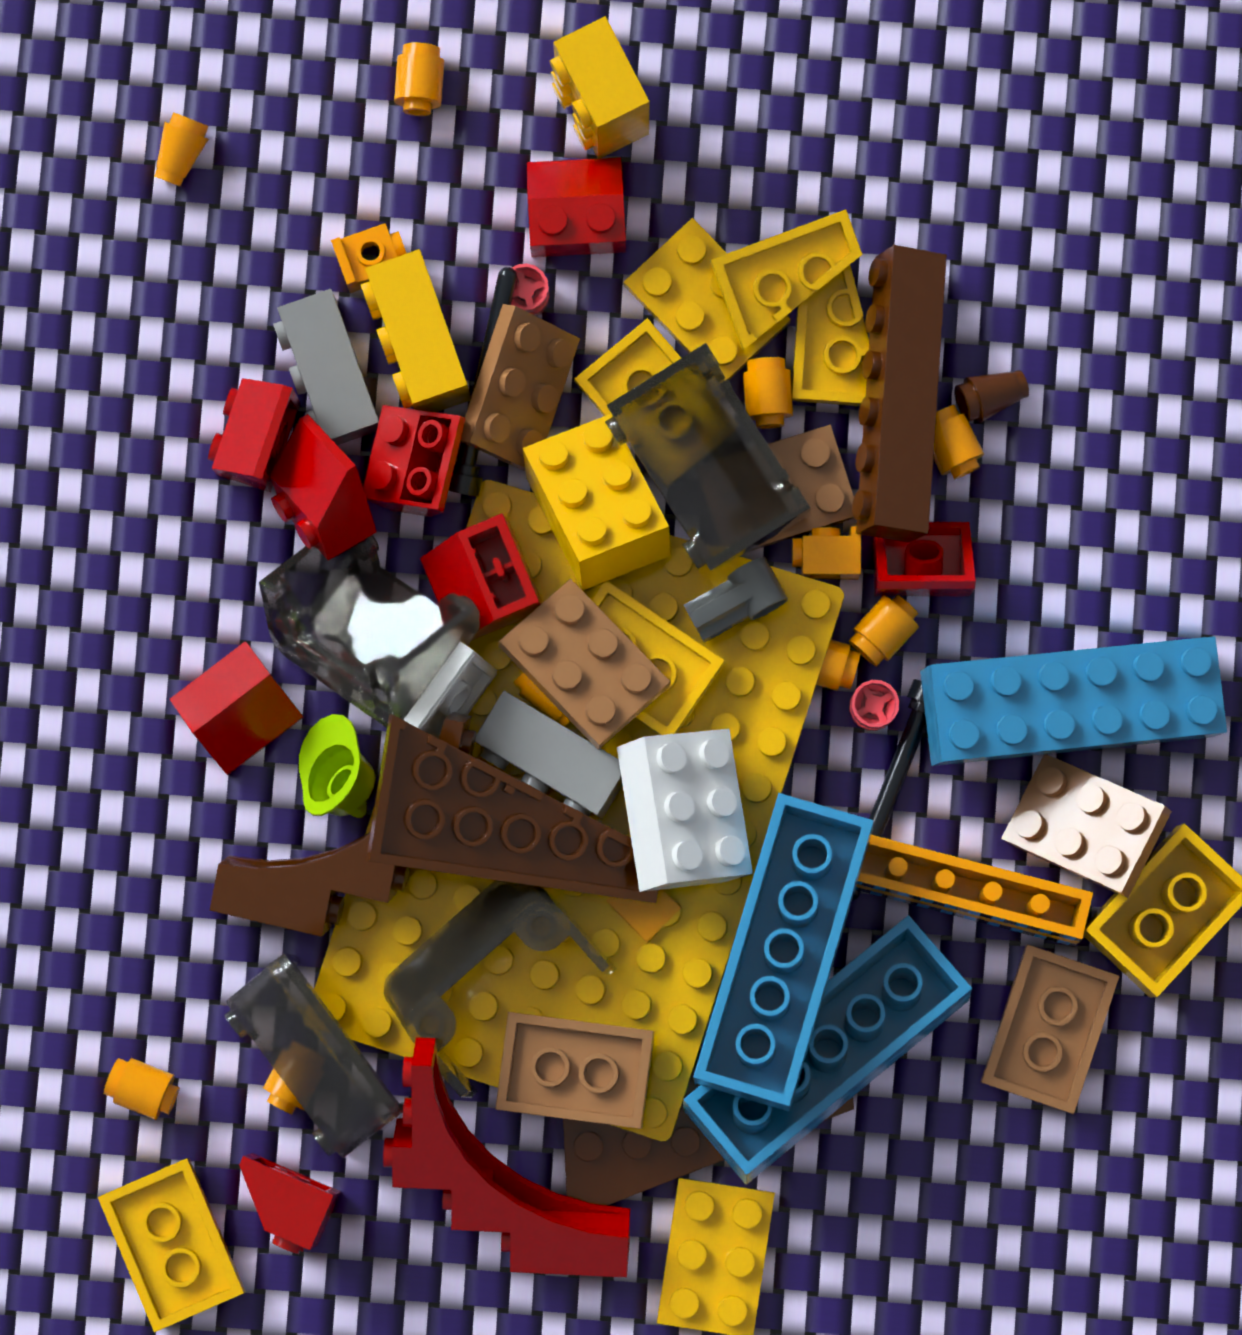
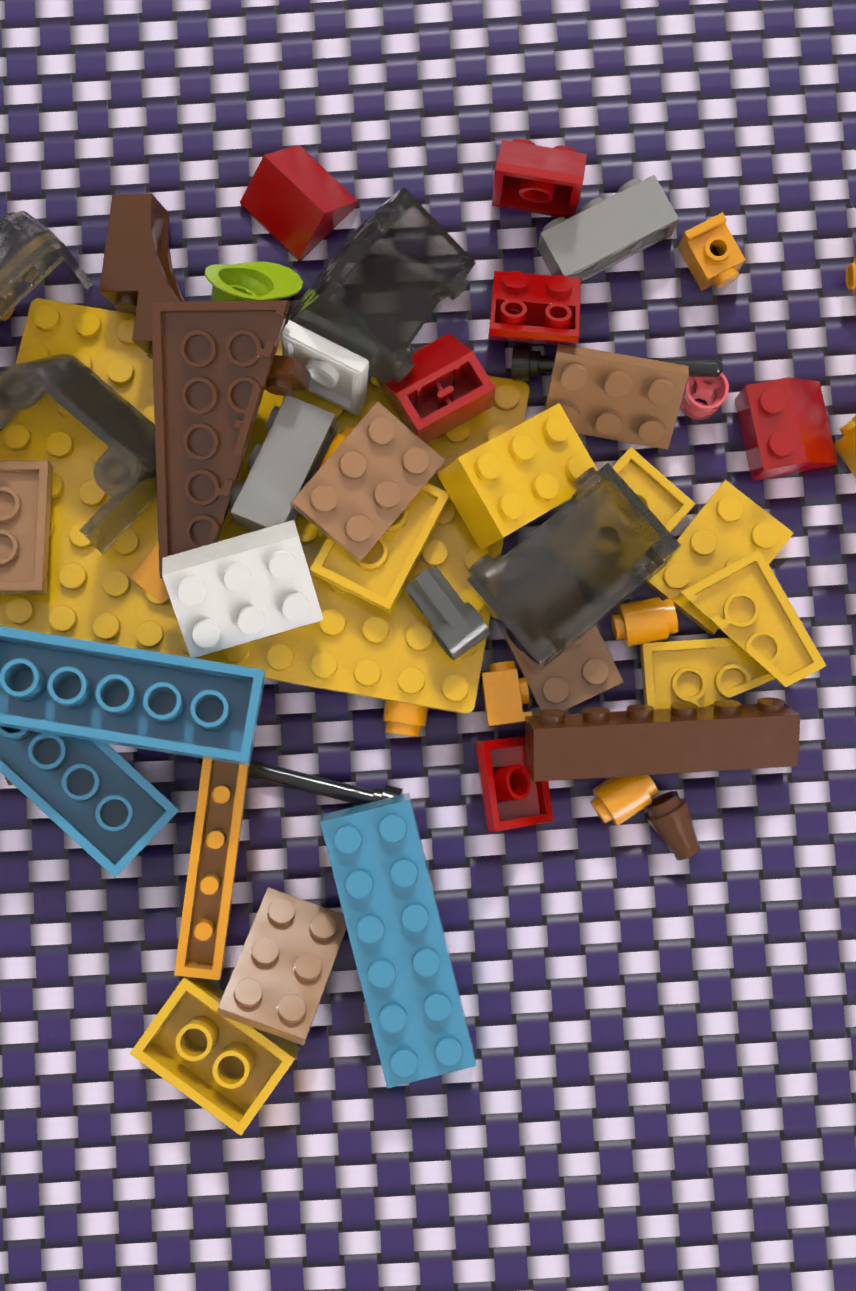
camera: 85 degrees right, 0 degrees up
(179, 148) = (783, 79): light orange cone -> none
(320, 492) = (490, 231): red slope -> none
(415, 334) = (651, 295): yellow brick -> none
(880, 701) = (372, 755): coral wheel -> none
(884, 629) = (443, 755): light orange brick -> none
(1049, 1029) = (99, 954): medium nougat plate -> none

